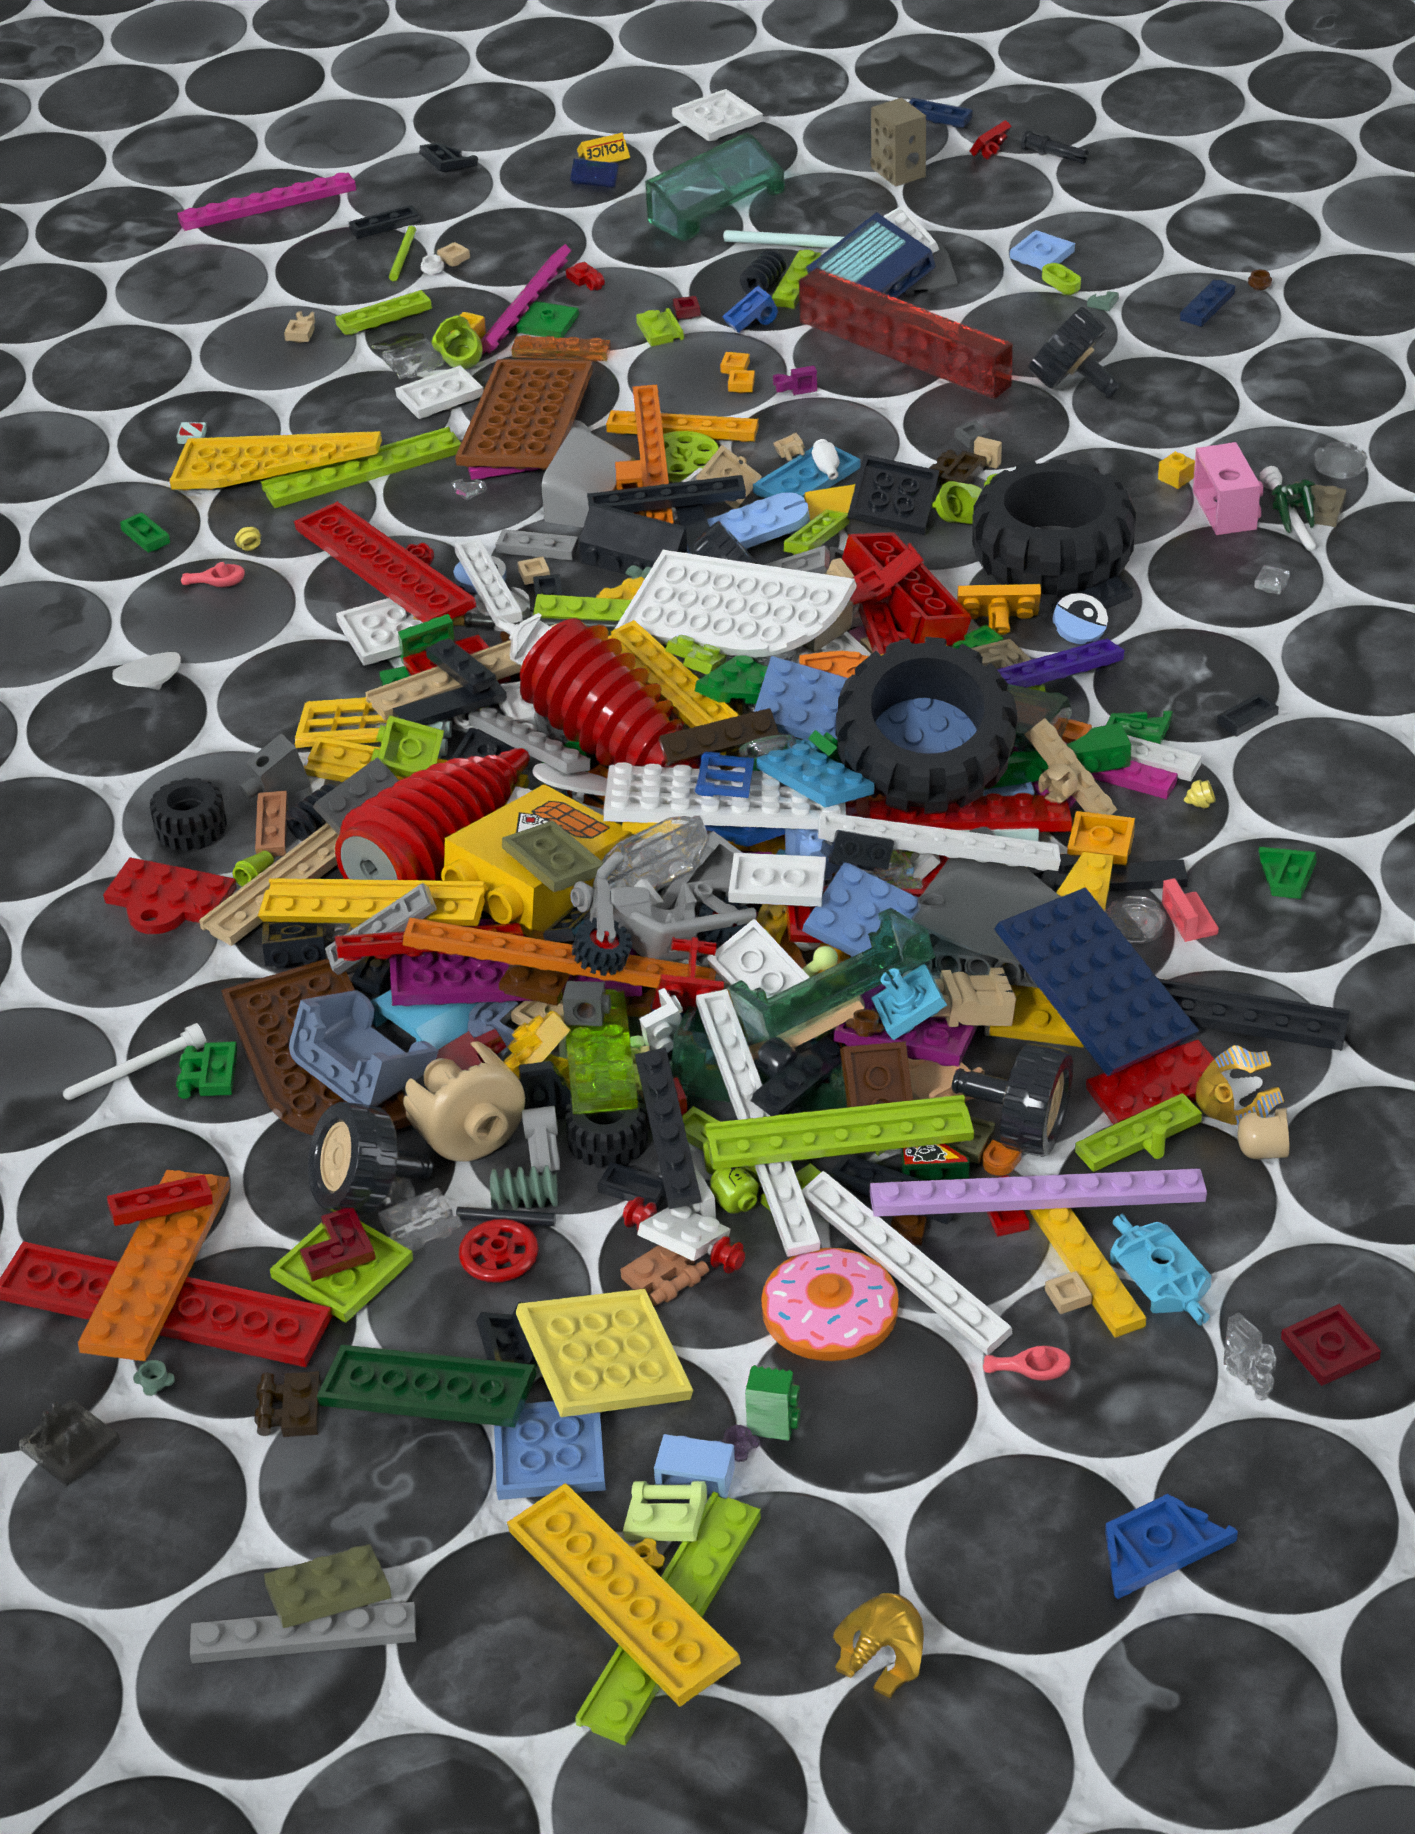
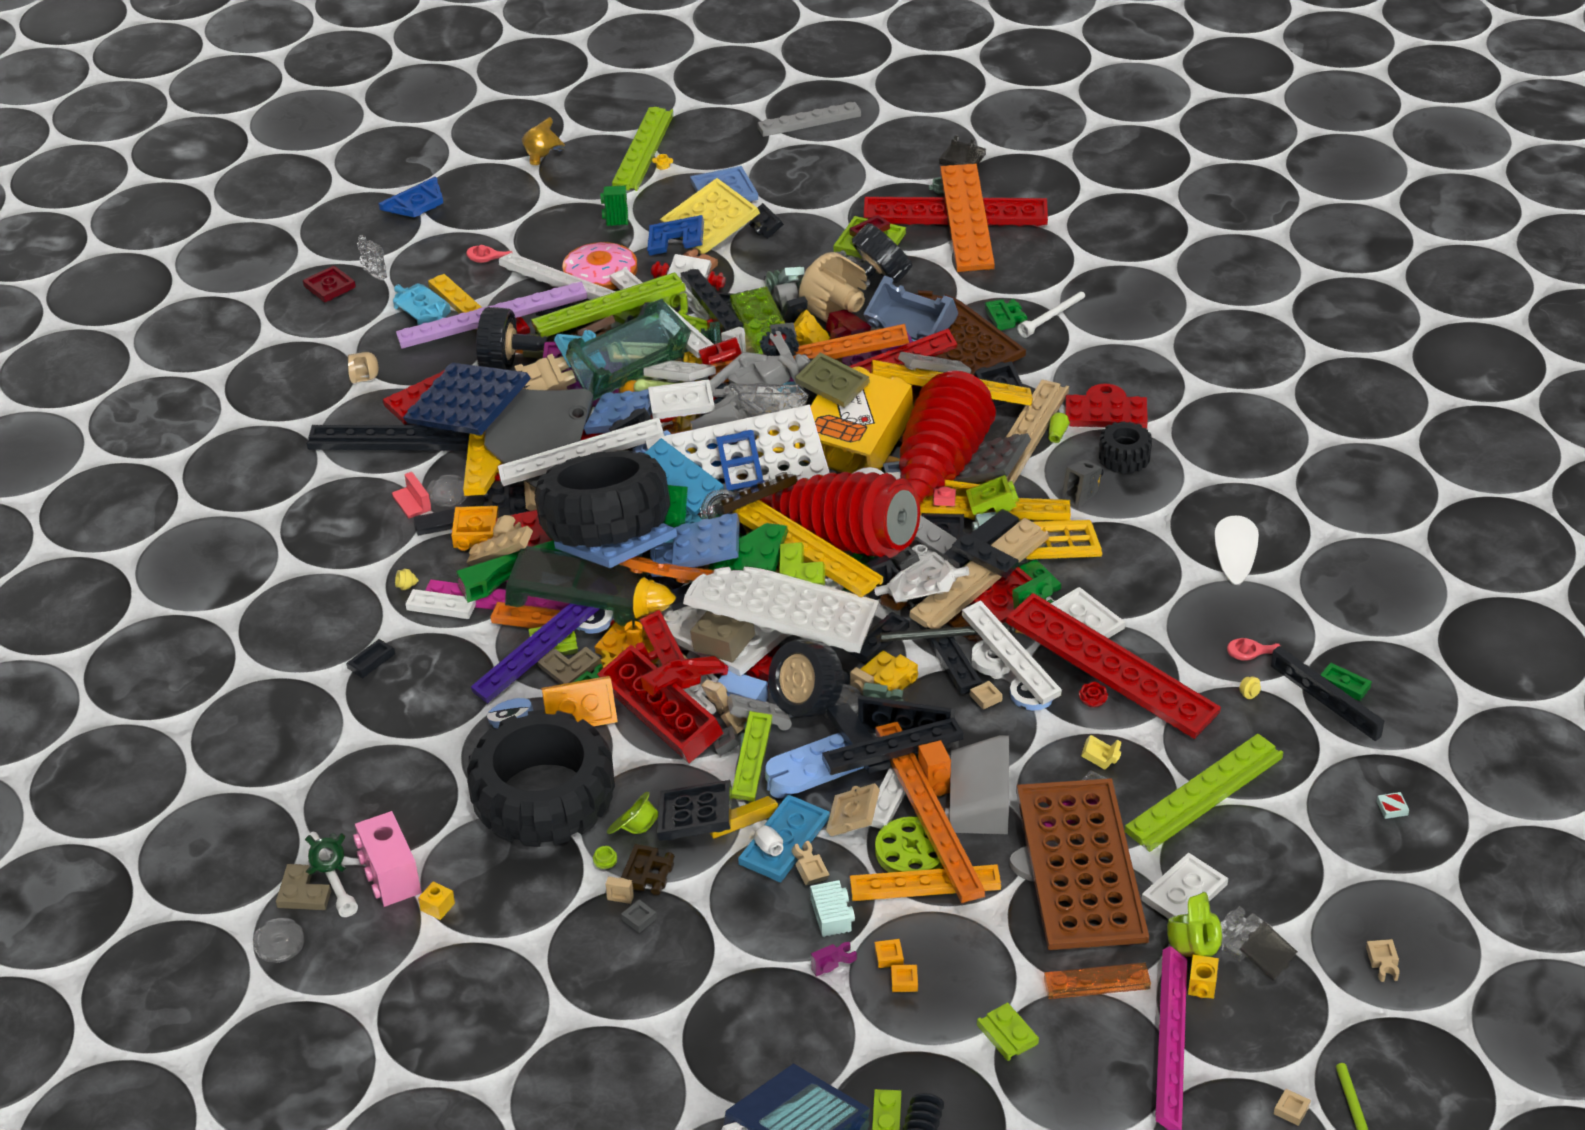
camera: 165 degrees right, 0 degrees up
(159, 1200) = (979, 228): red plate -> none
(174, 522) = (1327, 693): none -> black plate
(242, 459) = (1313, 767): yellow wing -> none
(271, 823) = (1061, 452): nougat plate -> none
(300, 1404) = (859, 187): dark brown plate -> none
(303, 818) = (1036, 465): black piece -> none
(327, 1586) = (804, 126): olive plate -> none
(383, 312) = (1311, 996): lime plate -> none
(427, 1385) = (795, 193): dark green plate -> none
(432, 264) = (1310, 1083): white plate -> none
(442, 503) = (1100, 752): none -> light yellow bracket
(491, 1229) = (788, 259): red plate -> none
(521, 1133) = (791, 274): none -> light aqua plate
(537, 544) = (996, 722): light grey plate -> none
(547, 320) = (1132, 1021): green plate -> none
(580, 607) = (916, 644): lime plate -> none
(585, 274) = (1128, 1105): red plate -> none
(624, 1594) = (666, 137): yellow plate -> none
(650, 1319) = (689, 228): none -> blue plate
(665, 1520) = (657, 173): yellowish green plate -> none
(686, 307) = (988, 1058): dark red plate -> none
(690, 1460) = (648, 189): light blue brick -> none
(741, 1435) = (633, 204): clear purple plate -> none
(753, 306) = (909, 1056): blue plate -> none
(781, 414) = (831, 908): none -> light aqua brick
(906, 333) = (734, 1023): clear red brick -> none
(1068, 1292) = (471, 284): tan plate -> none
(1070, 352) = (552, 997): black wheel -> none
(1139, 1132) = (436, 363): lime plate -> none
(1141, 727) = (454, 627): green wing -> none
(1220, 1094) = (386, 384): pearl gold piece -> none
(1272, 579) = (348, 784): clear plate -> none
(1287, 870) = (344, 533): green wing -> none

